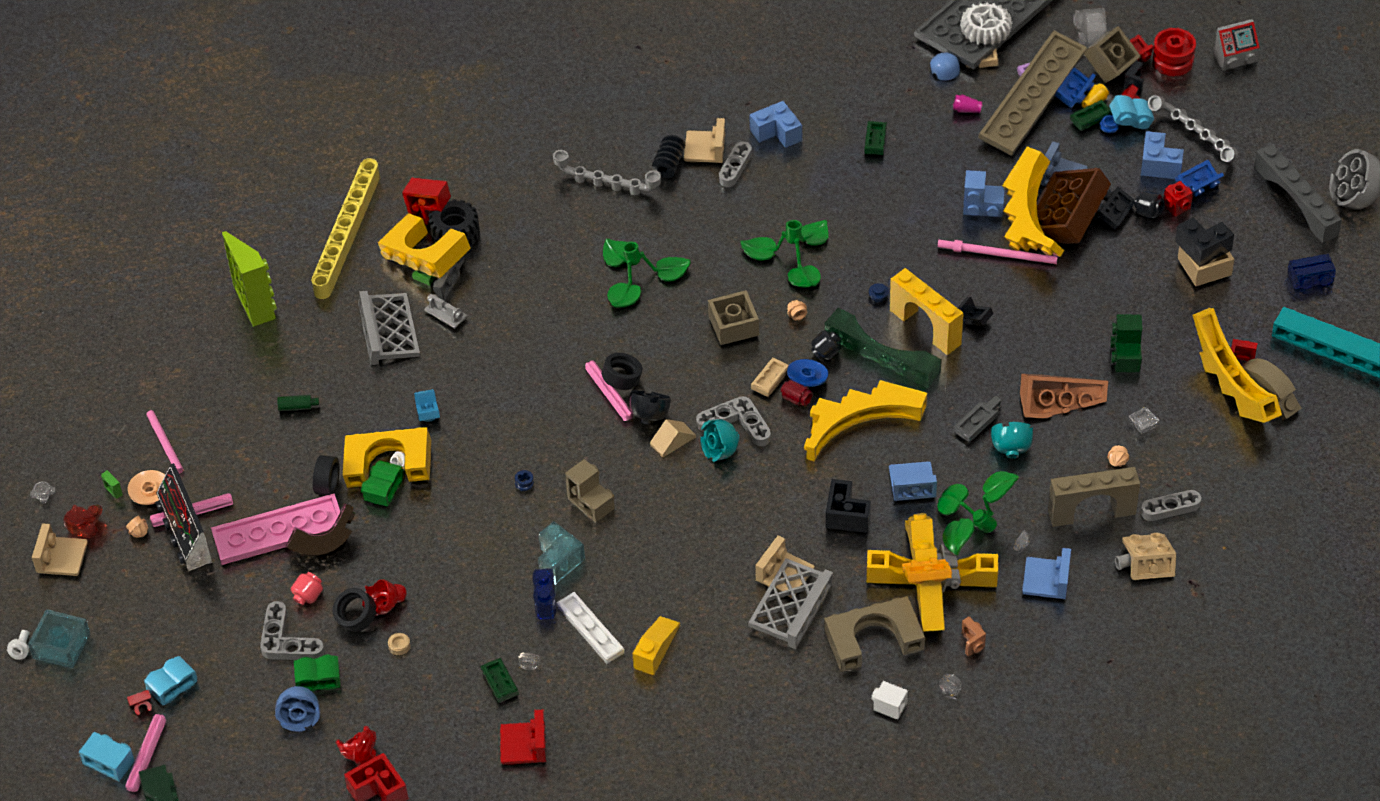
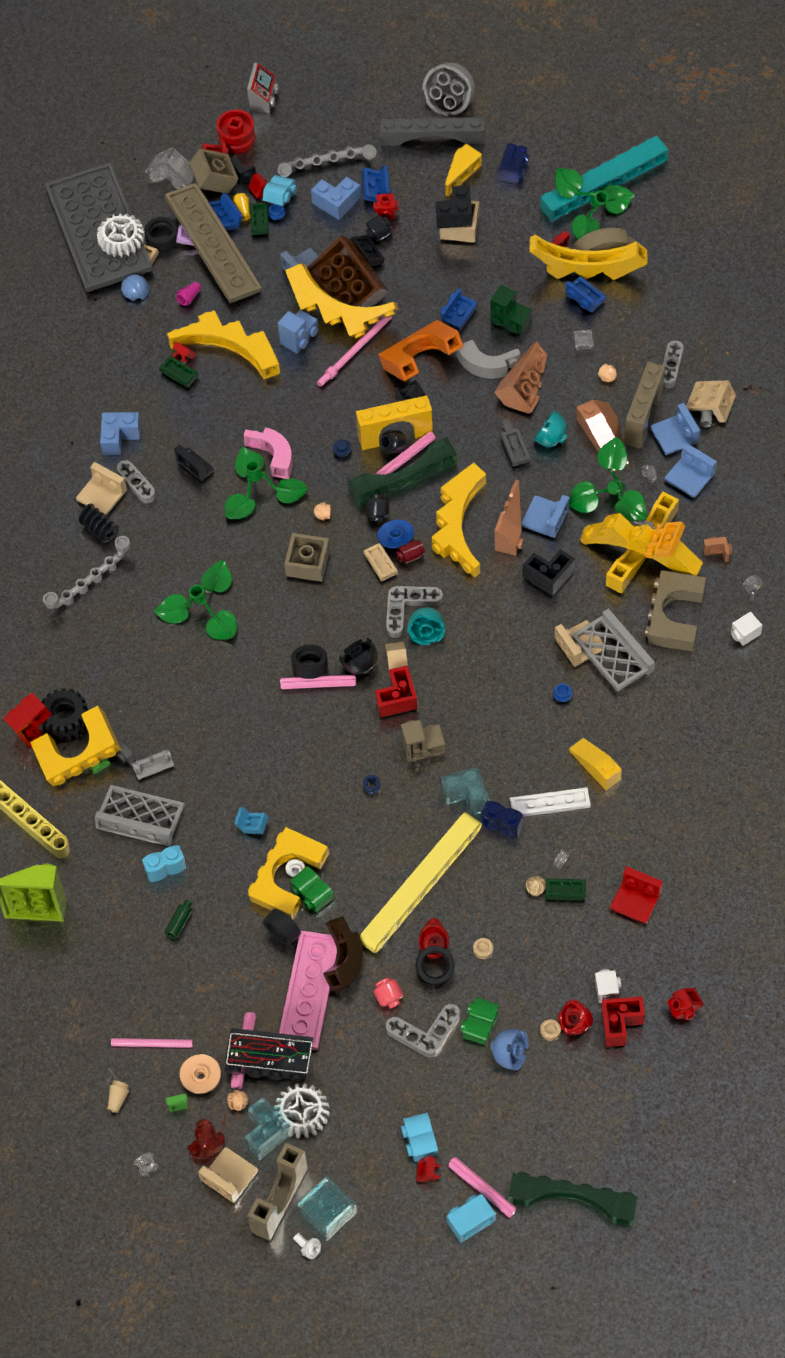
camera: 60 degrees left, 10 degrees up
(28, 599) = (267, 1214): none -> dark tan arch
(99, 439) = (117, 1095): none -> tan cone
(116, 561) = (267, 1133): none -> clear light blue brick
(150, 578) = (320, 1107): none -> white gear
(340, 732) = (550, 1030): none -> tan tile
(345, 364) = (166, 863): none -> medium azure brick
(410, 758) = (607, 985): none -> white brick
(439, 561) = (420, 882): none -> light yellow beam
(489, 653) = (535, 885): none -> tan plate
(629, 454) = (398, 697): none -> red brick
(719, 582) = (562, 693): none -> blue plate
(781, 191) = (193, 462): none -> black bracket
(837, 249) = (276, 445): none -> bright pink arch
(873, 453) = (508, 527): none -> nougat wedge
(898, 130) = (184, 351): none -> red tile
(905, 343) = (407, 454): none -> bright pink axle
(909, 324) = (393, 442): none -> black head
(938, 141) = (231, 336): none -> yellow arch
(1016, 45) = (161, 223): none -> black tyre
(1035, 491) = (599, 422): none -> nougat wedge
(1051, 300) = (399, 358): none -> orange arch
(1053, 360) = (484, 365): none -> light grey arch
(1089, 543) = (676, 431): none -> medium blue bracket
(1099, 305) = (457, 310): none -> blue bracket
(1199, 396) = (584, 294): none -> blue bracket
(1272, 234) = (464, 164): none -> yellow slope
(1313, 317) = (613, 196): none -> green plant

